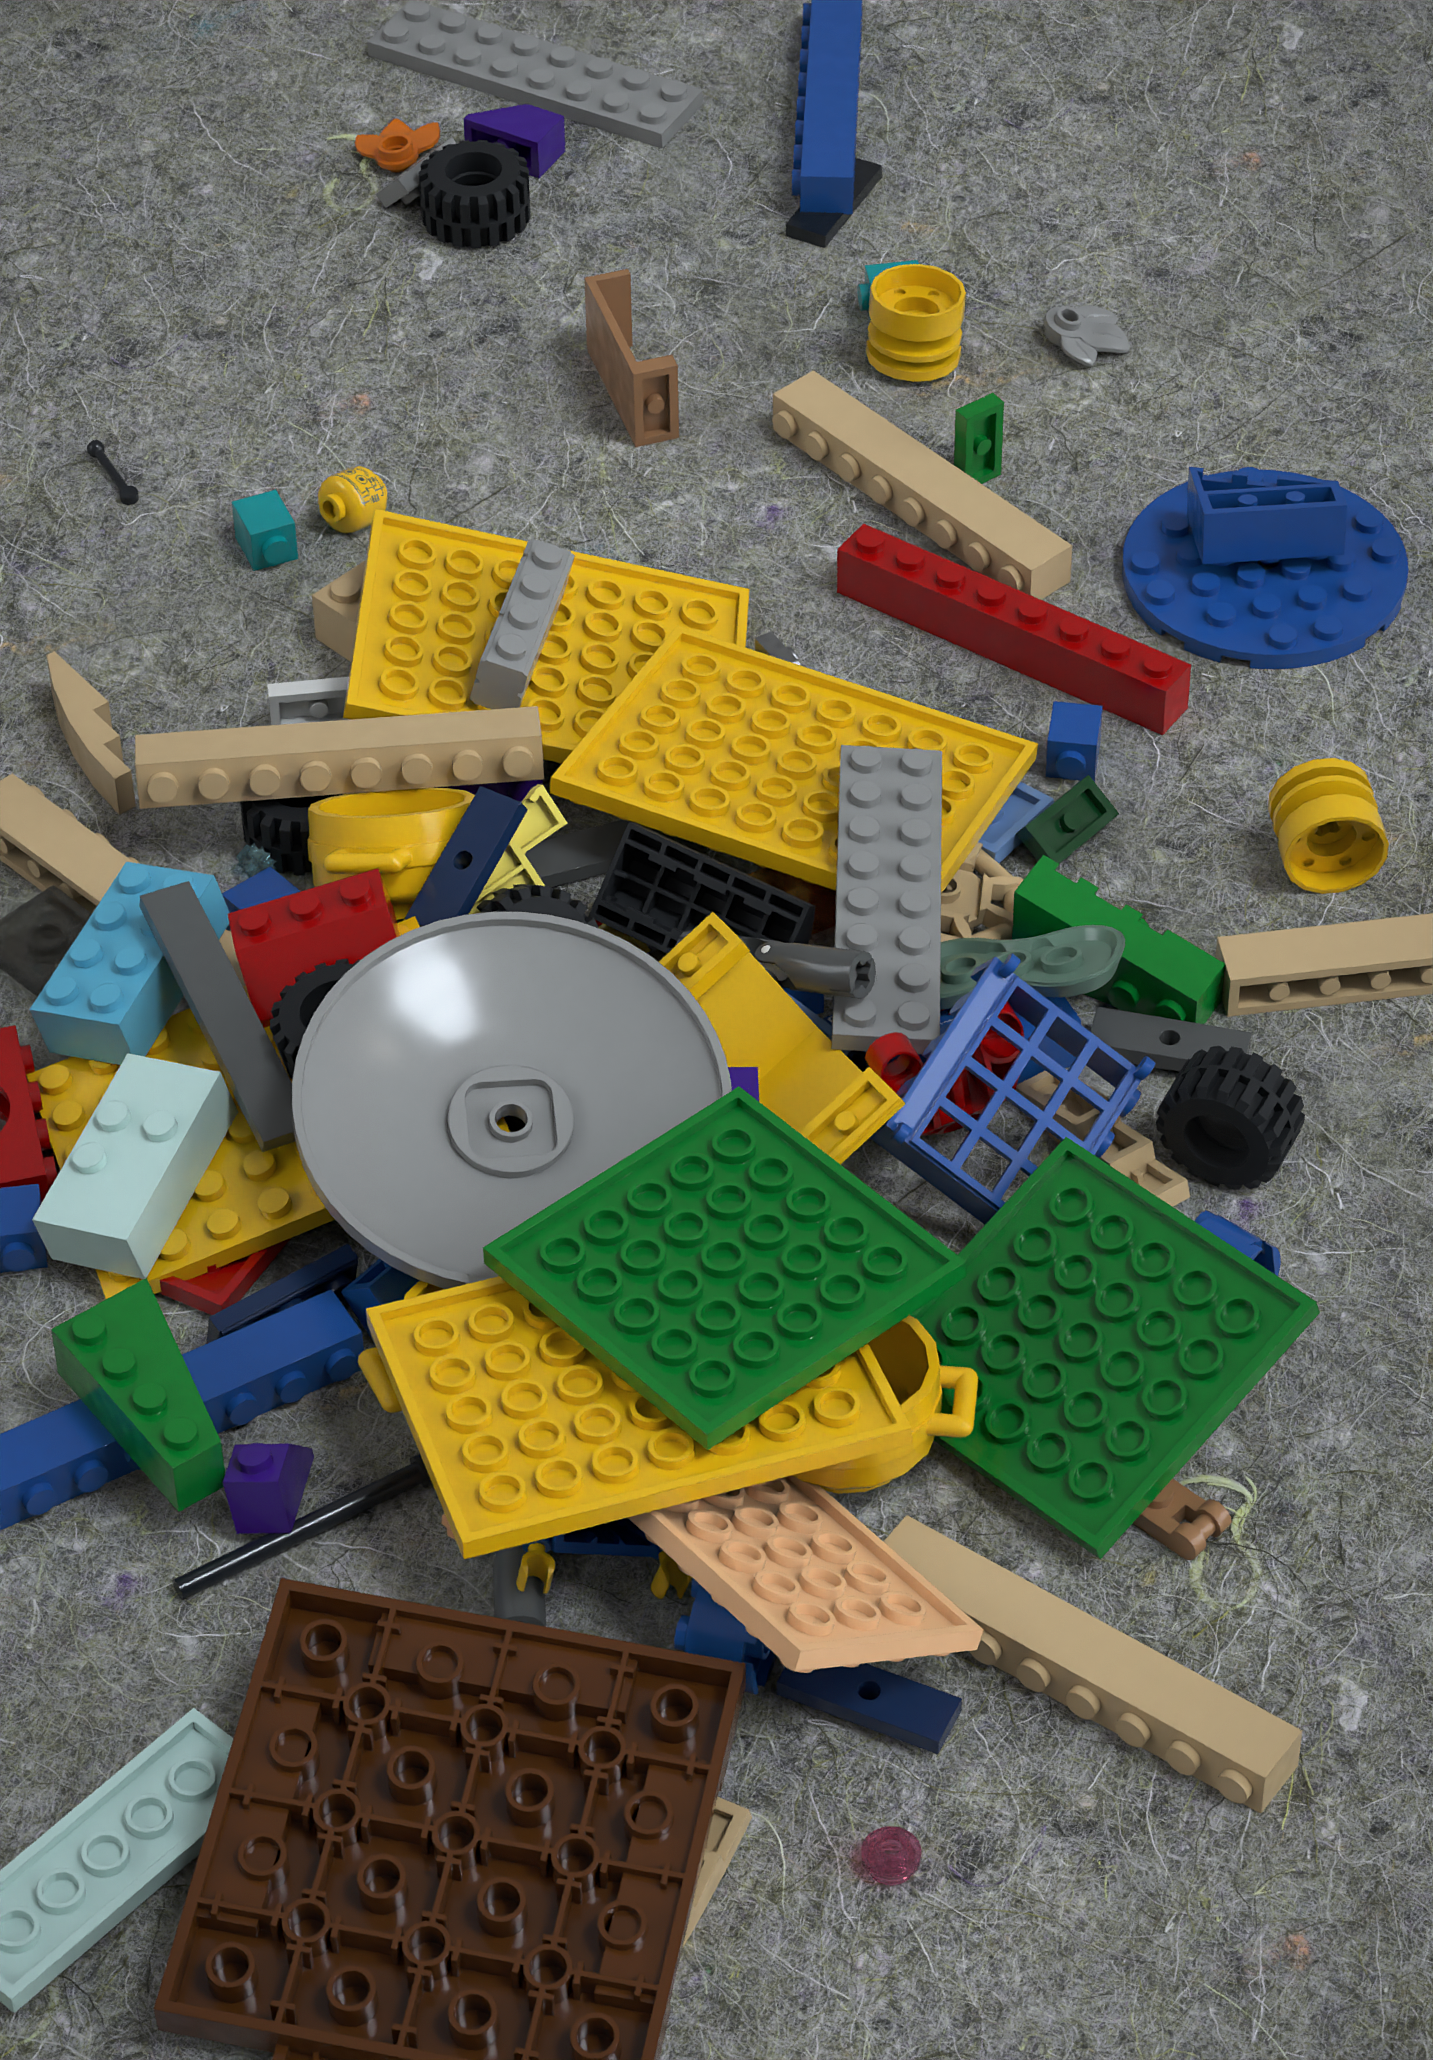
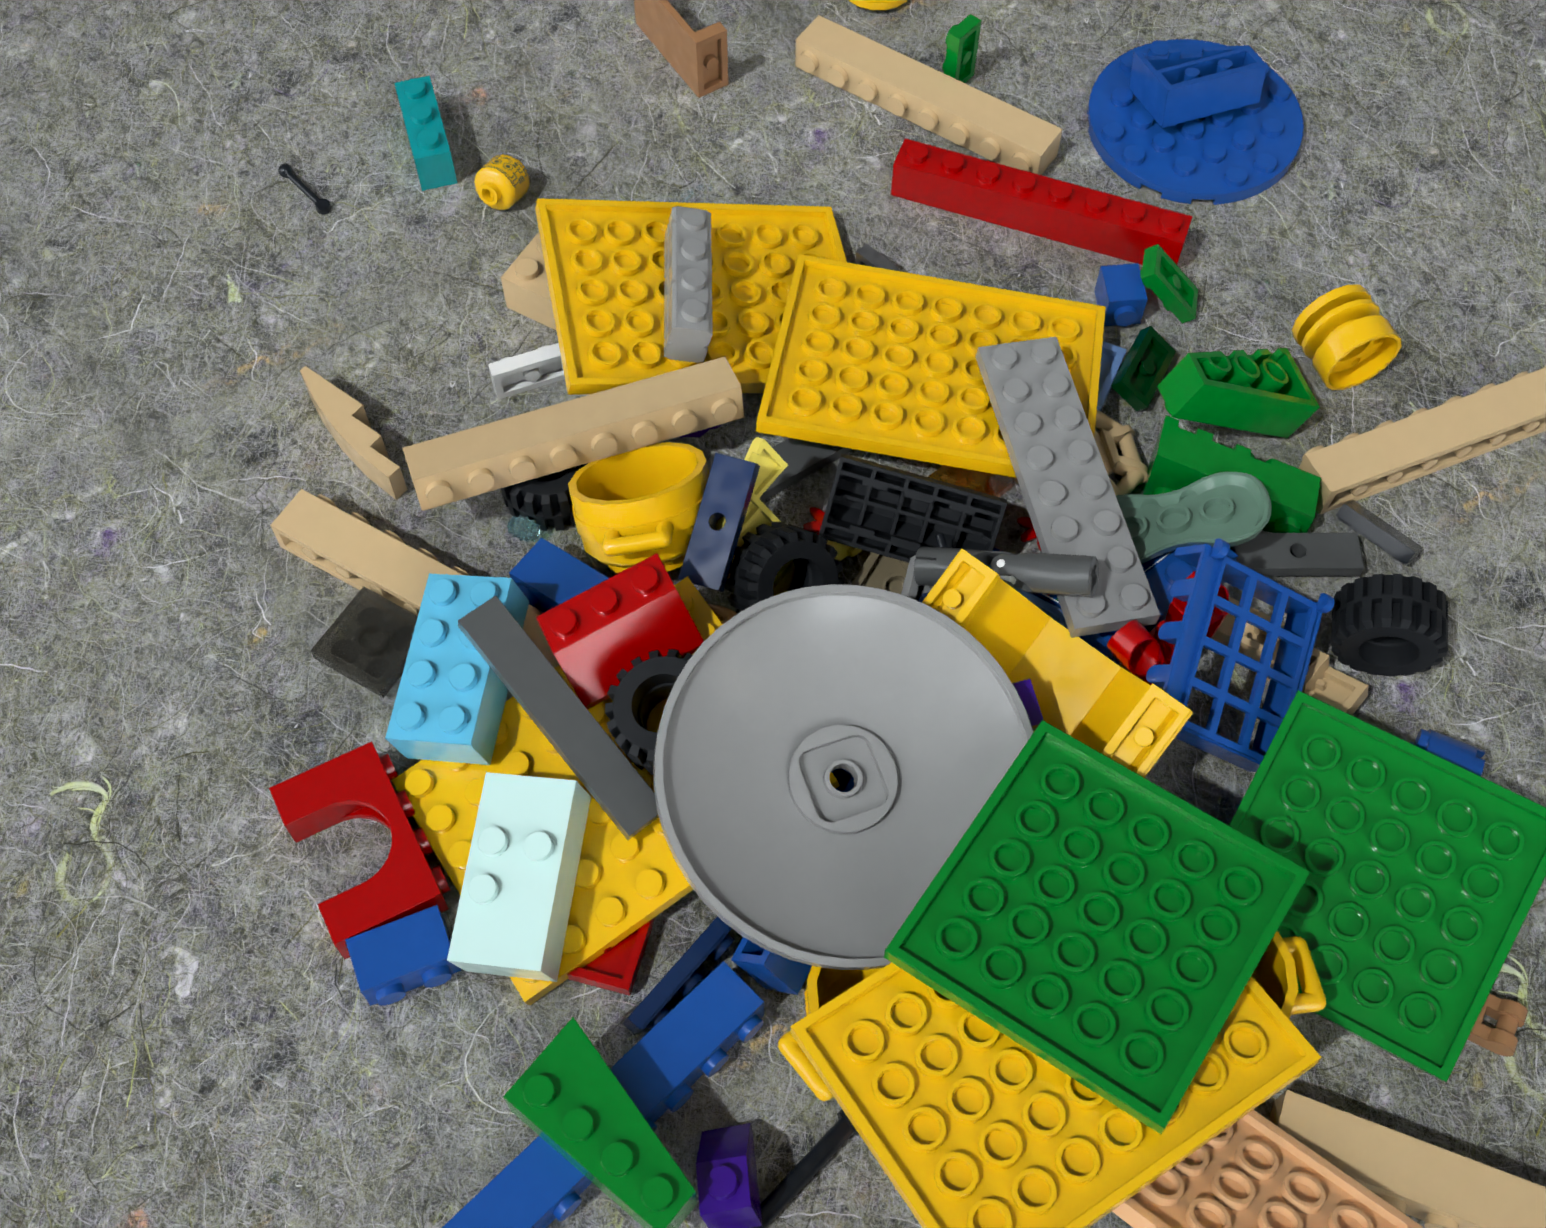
camera: 15 degrees left, 15 degrees up
(265, 530) = (441, 220): teal brick -> none
(277, 430) = (426, 133): none -> teal brick
(1135, 735) = (1169, 283): none -> green plate
(1155, 853) = (1240, 391): none -> green wedge
(1282, 1038) = (1378, 532): none -> black tile

